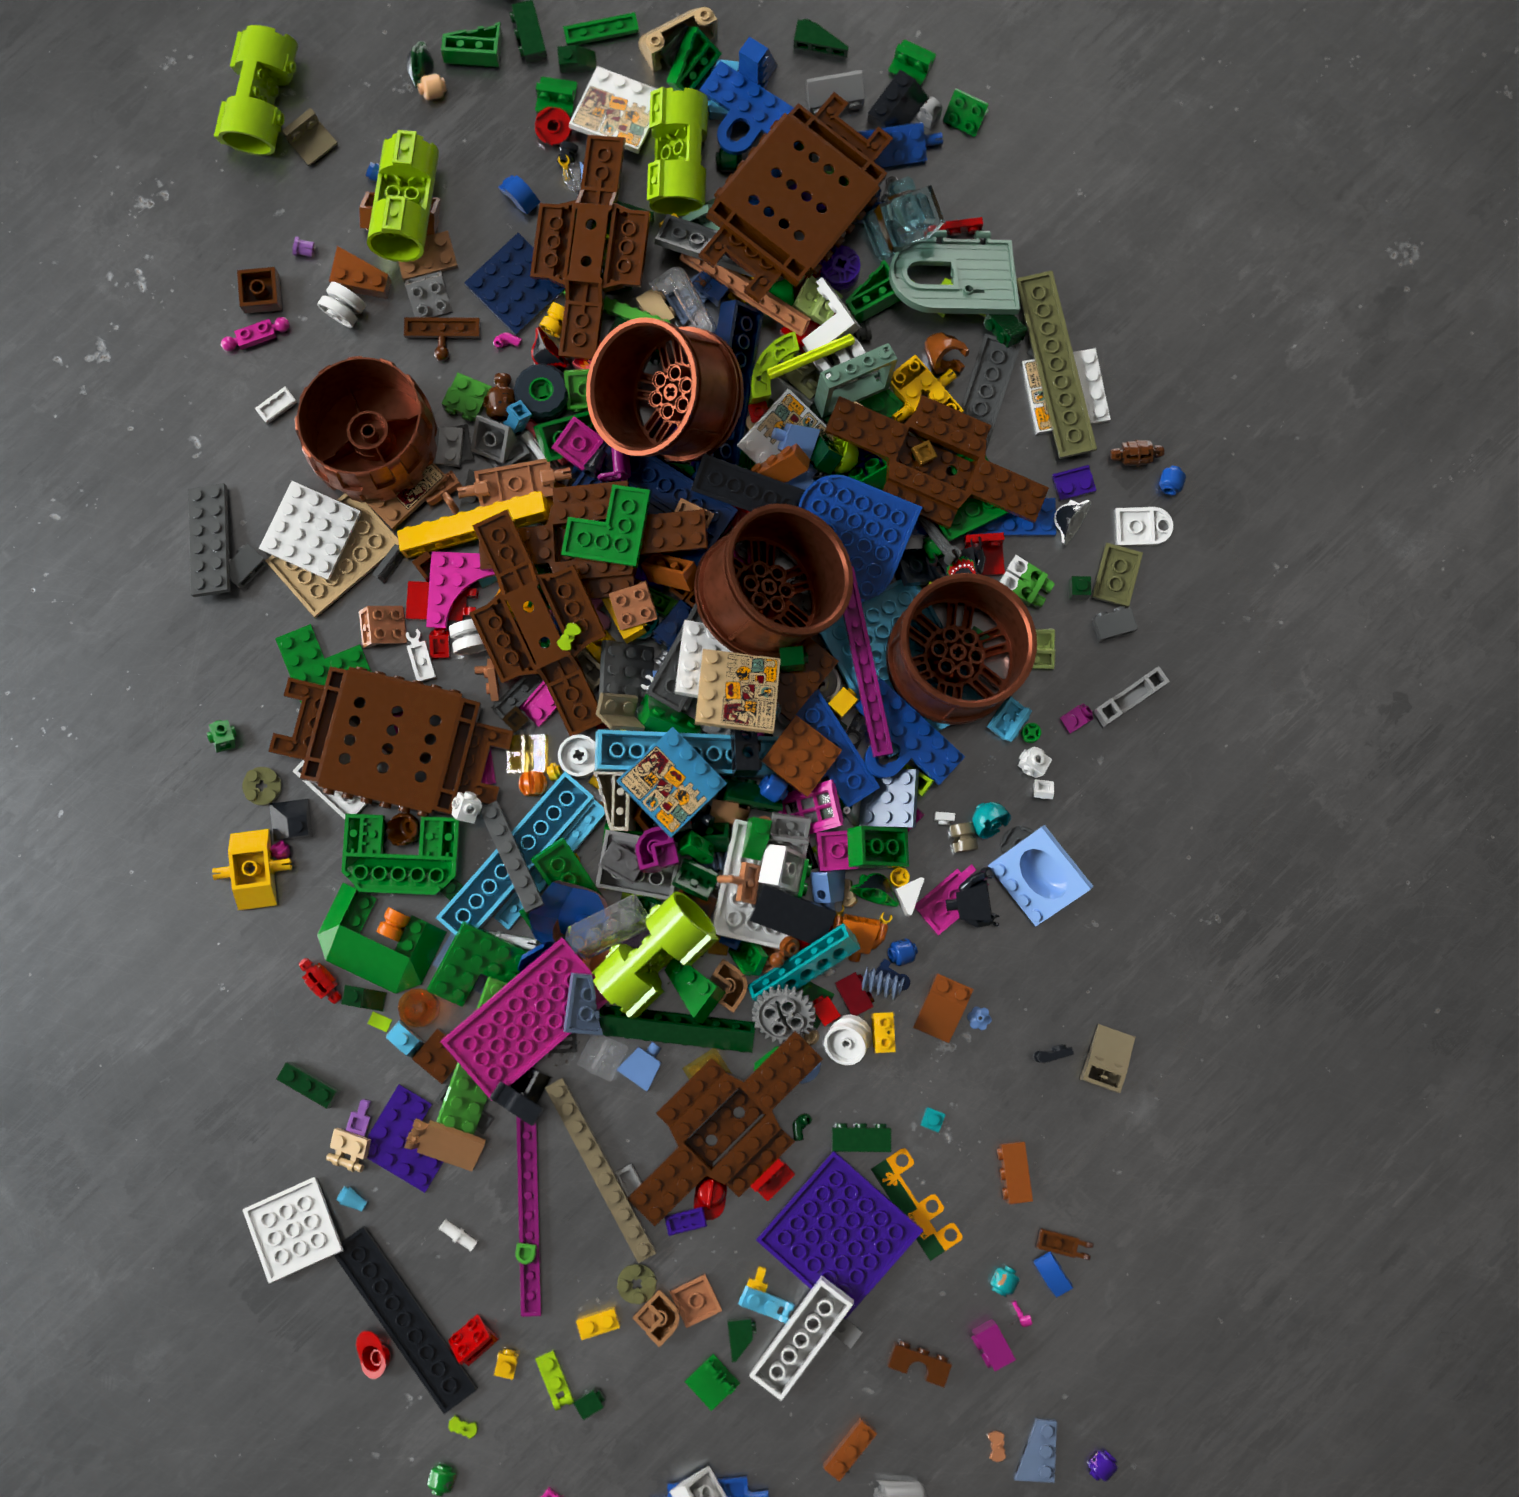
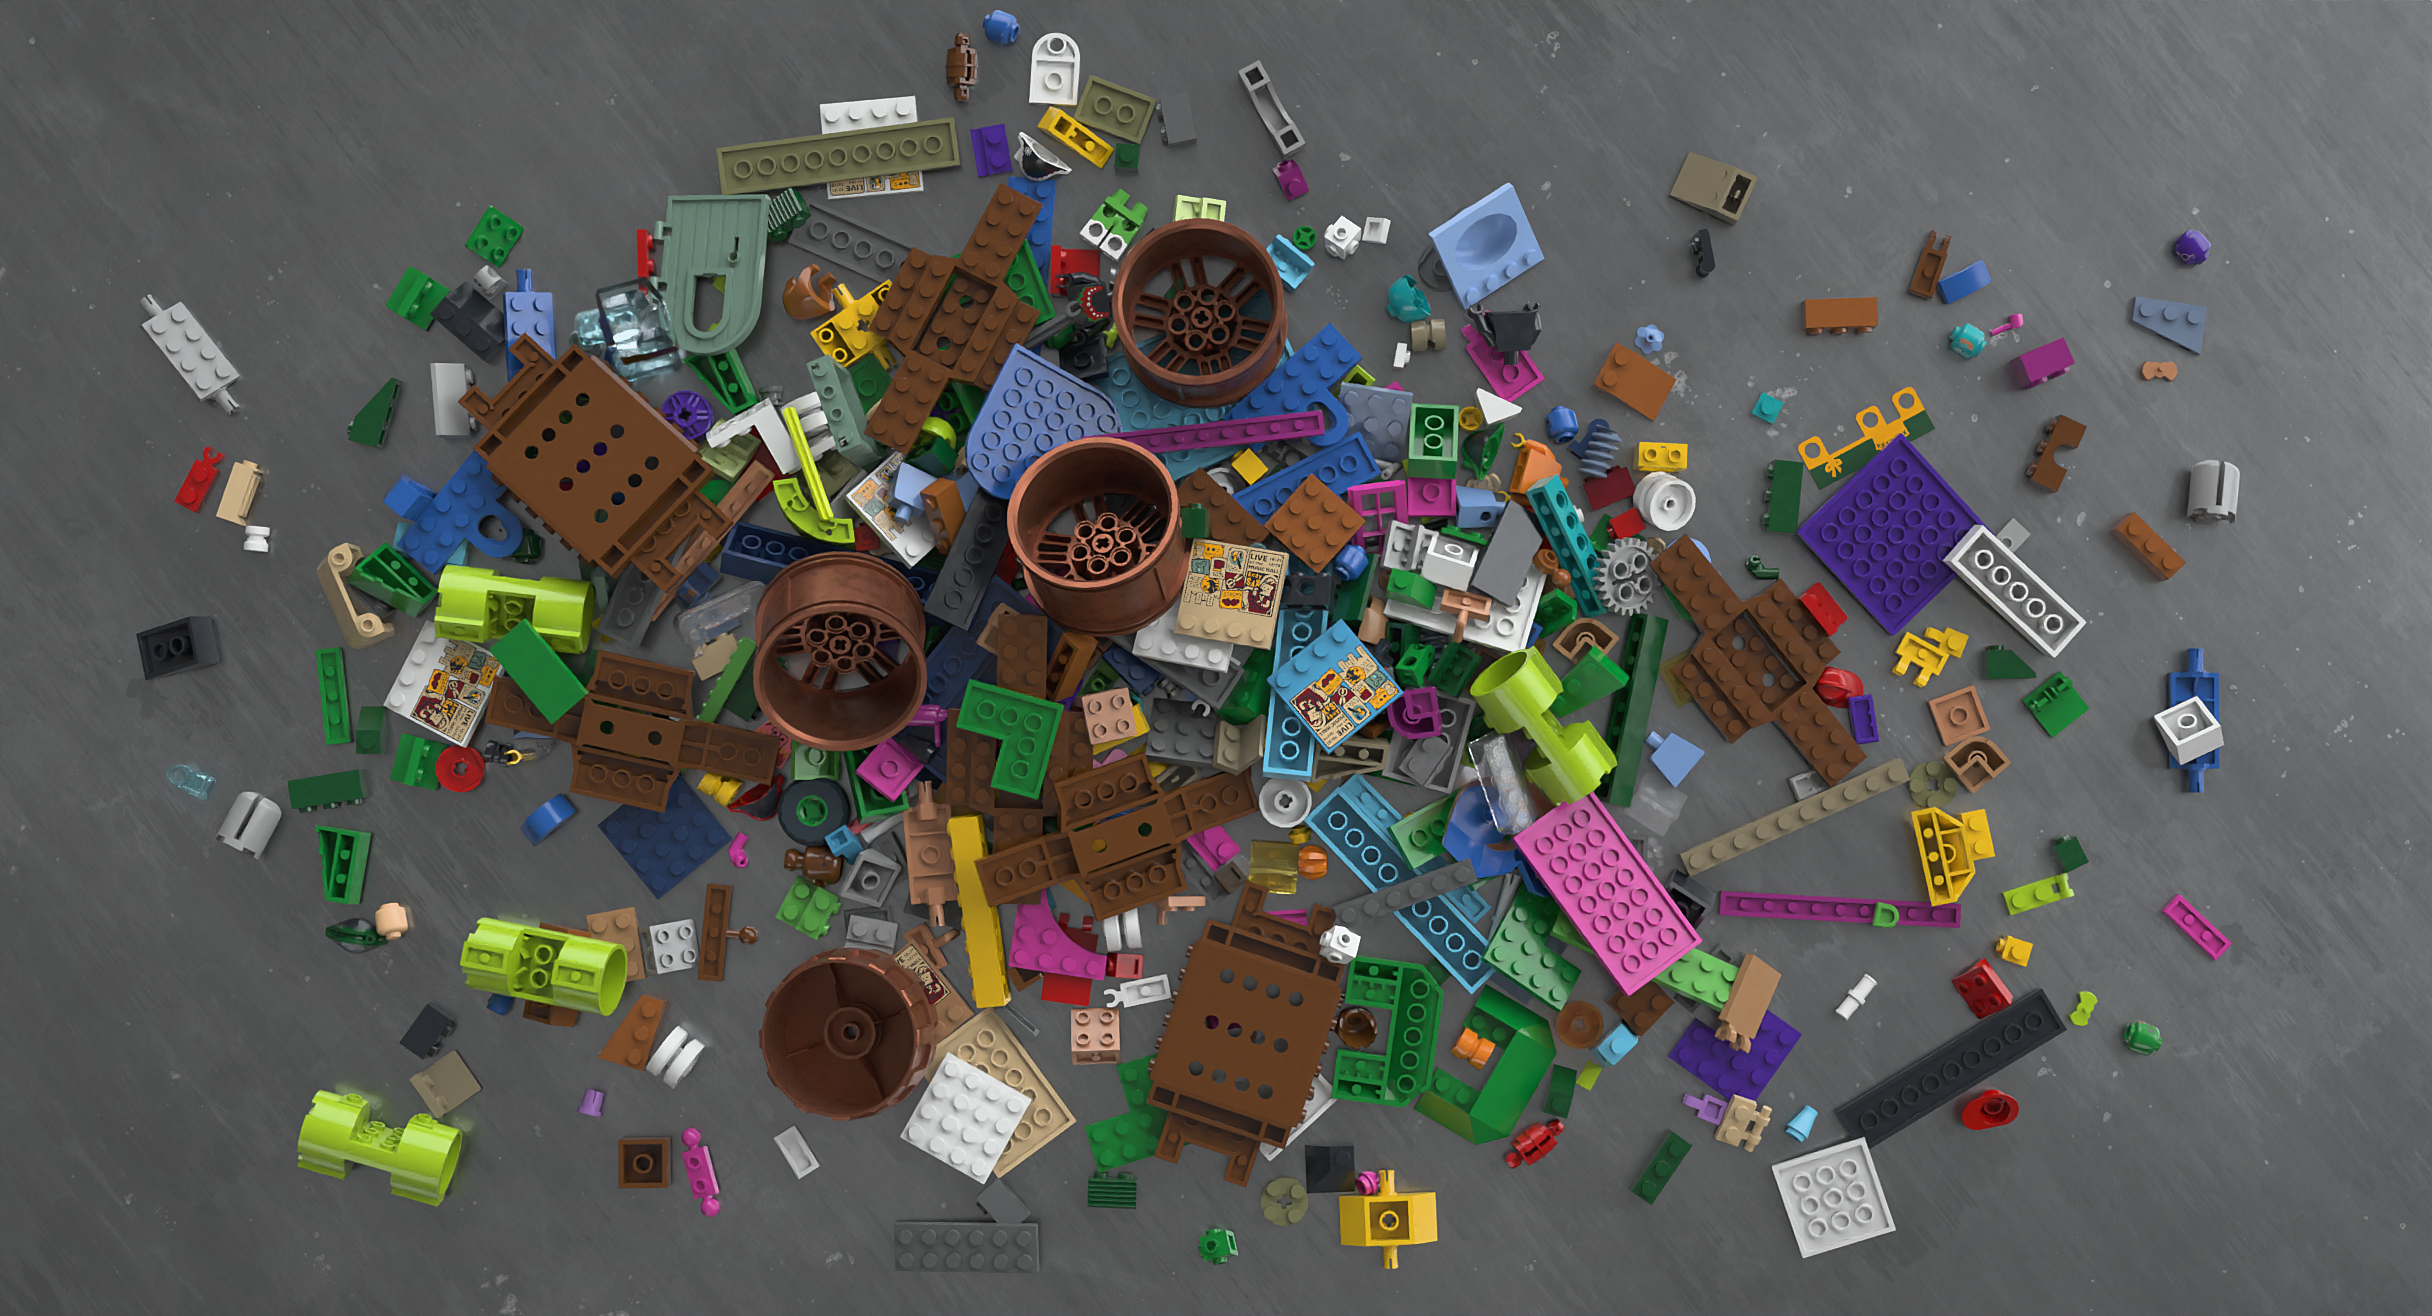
camera: 85 degrees left, 5 degrees up
(260, 649) = (1112, 1191): none -> dark green brick
(349, 121) = (427, 1031): none -> black brick
(516, 1103) = (1709, 910): black piece -> none
(570, 632) = (1136, 795): lime piece -> none
(579, 1296) = (1944, 854): none -> yellow wedge
(581, 1006) = (1598, 822): sand blue wing -> none
(629, 168) = (538, 671): none -> green tile
(743, 1265) = (1922, 655): none -> yellow plate
(766, 1304) = (1970, 630): medium azure plate -> none
(924, 452) = (943, 334): pearl gold tile -> none
(1091, 546) = (1075, 136): none -> yellow slope

